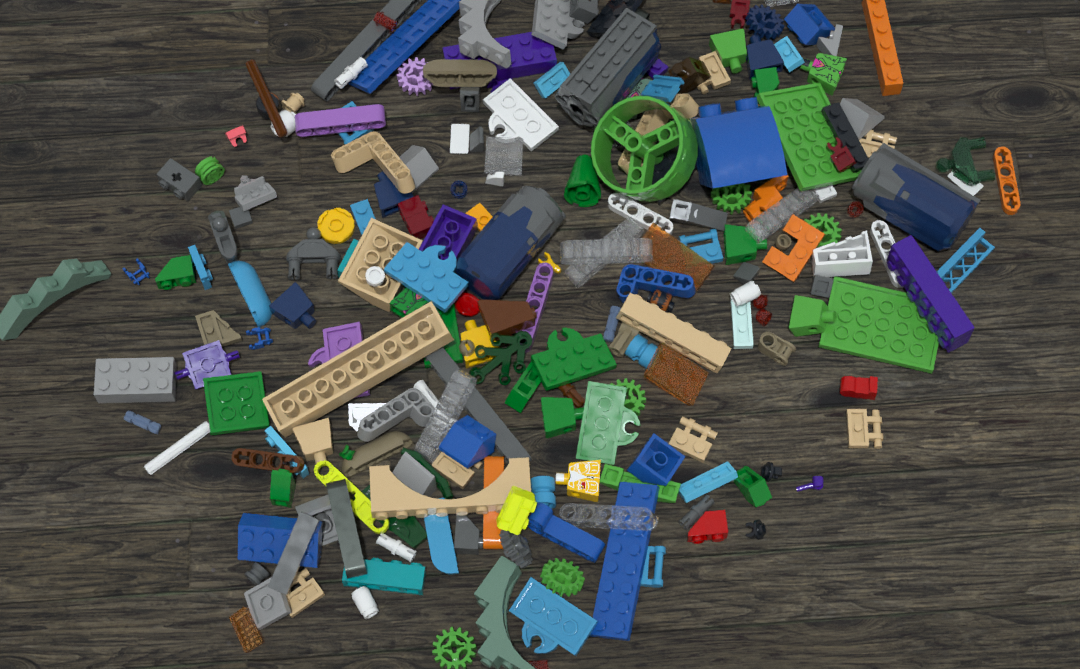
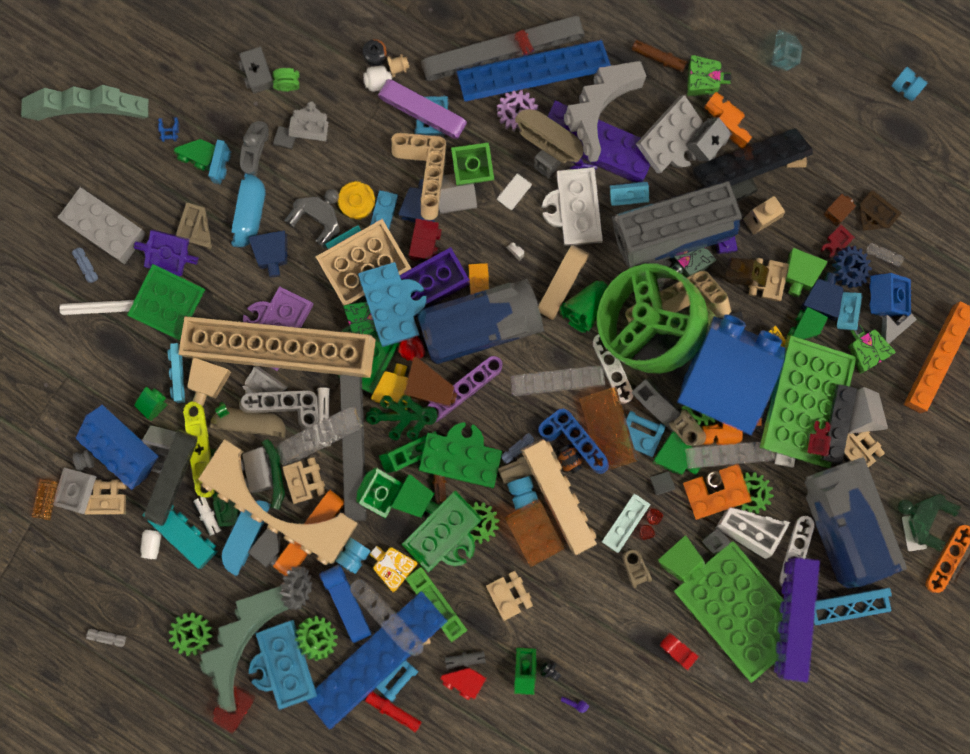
camera: 35 degrees right, 15 degrees up
(233, 134) = (333, 59): coral tile -> none
(261, 343) = (223, 262): blue piece -> none
(266, 98) = (372, 48): reddish brown axle -> none
(267, 462) = (153, 374): reddish brown beam -> none
(293, 553) = (113, 471): tile -> none
(351, 72) = (462, 70): white pin -> none
(375, 276) = (347, 274): white tile -> none
(411, 134) = (472, 164): none -> bright green slope
(459, 184) = (484, 242): clear blue bush -> none
(463, 350) = (384, 388): dark tan hinge -> none
(468, 442) = (322, 471): blue slope -> none
(476, 140) = (526, 205): dark grey slope -> none
(504, 155) = (537, 235): clear tile -> none
(516, 510) = (312, 563): neon yellow brick -> none
(527, 427) = (378, 492): none -> green slope
(551, 170) = (562, 281): none -> tan beam
(556, 268) = (506, 359): yellow piece -> none
(606, 251) = (555, 385): clear beam -> none
(656, 462) = (461, 597): blue slope -> none
(663, 88) = (711, 271): dark azure plate -> none
(669, 592) = (384, 706): none -> red pin
(671, 22) = (765, 214): none -> tan torso
(707, 482) = (492, 641): medium azure plate -> none
(732, 215) = (685, 426): none -> dark tan piece
(745, 293) = (644, 504): white piece -> none
(759, 530) = (503, 712): black plate -> none
(858, 212) = (799, 496): clear red hinge -> none
(858, 428) = (651, 685): tan plate -> none

